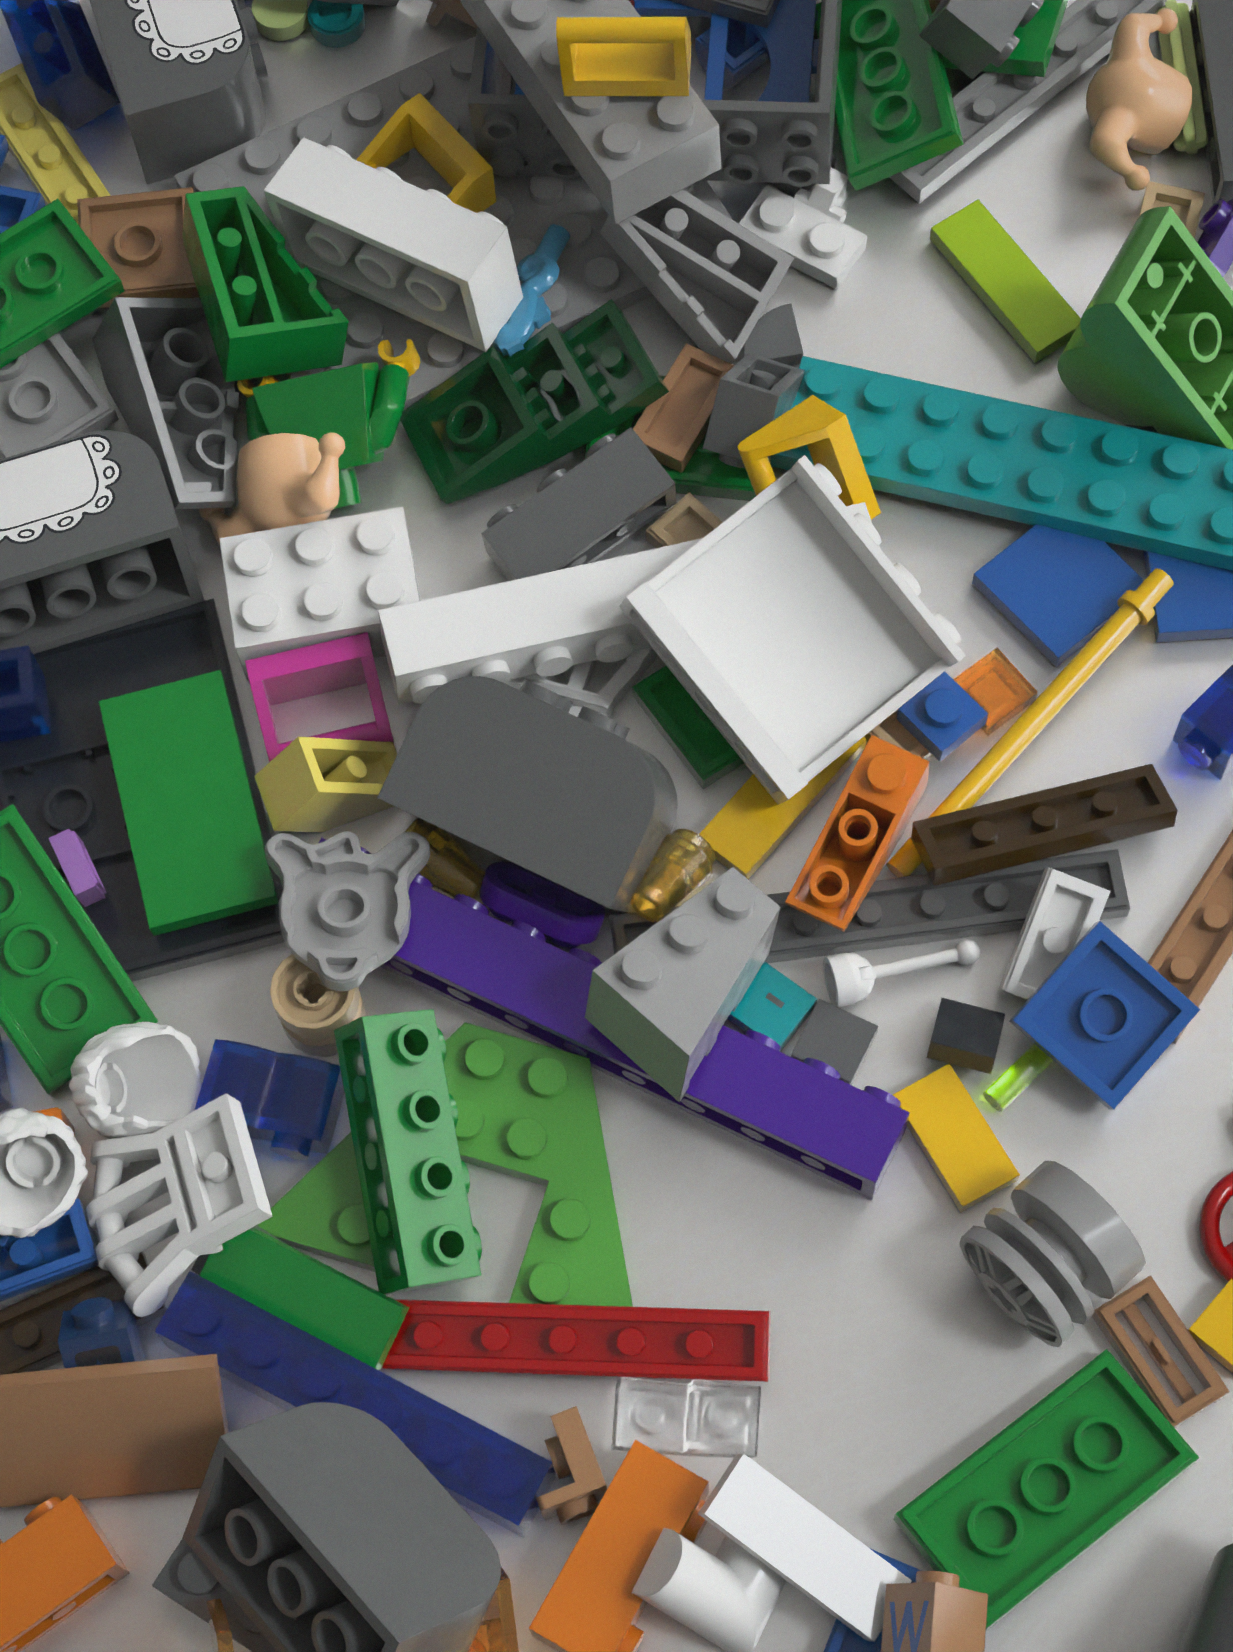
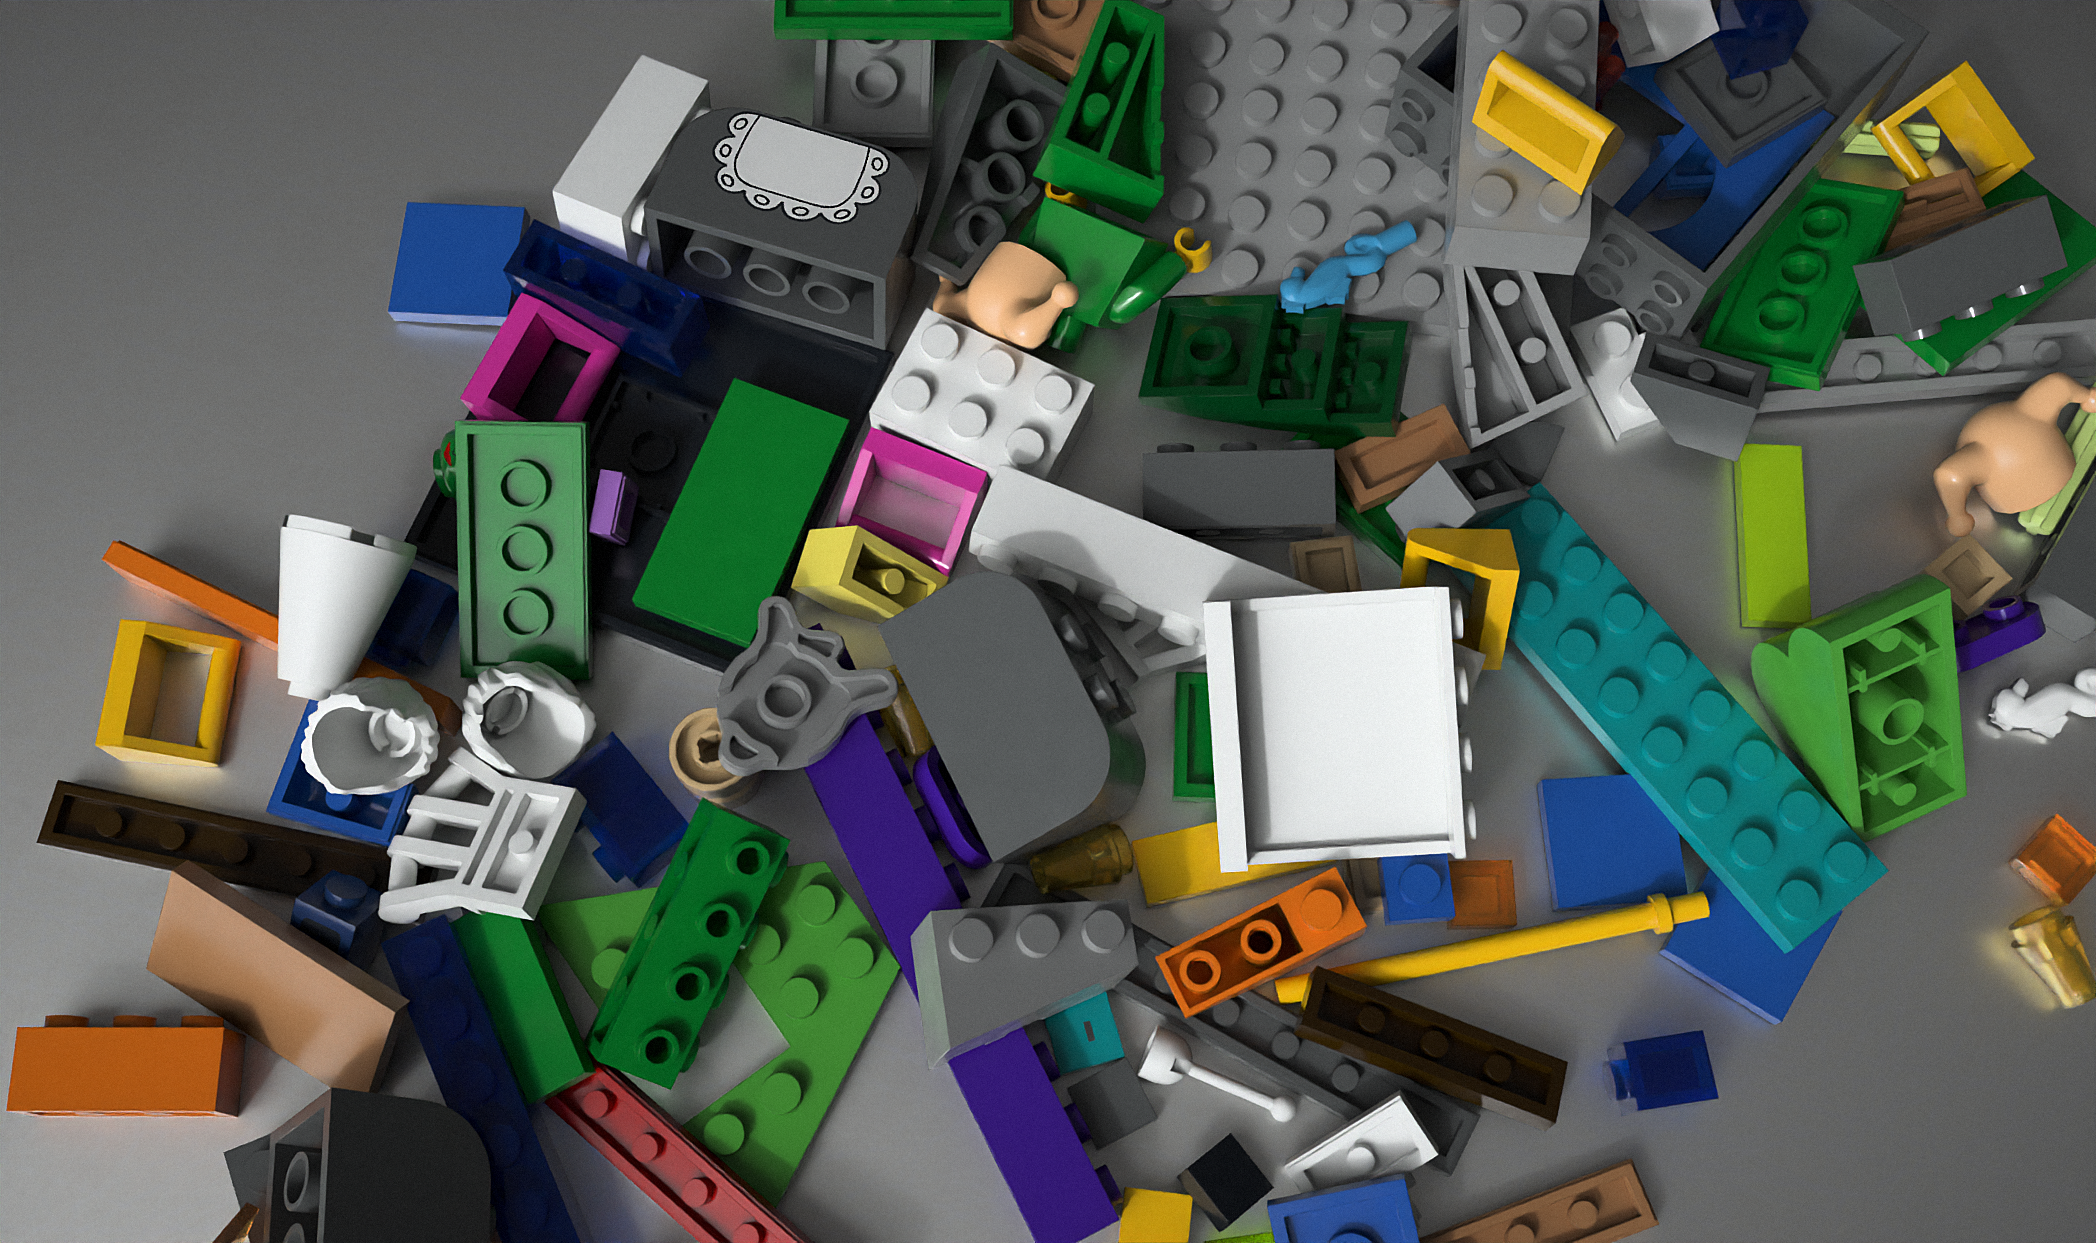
camera: 30 degrees right, 5 degrees up
(396, 242) = (1255, 150): white brick -> none
(425, 129) = (1358, 58): yellow tile -> none
(877, 206) = (1699, 394): none -> dark grey slope

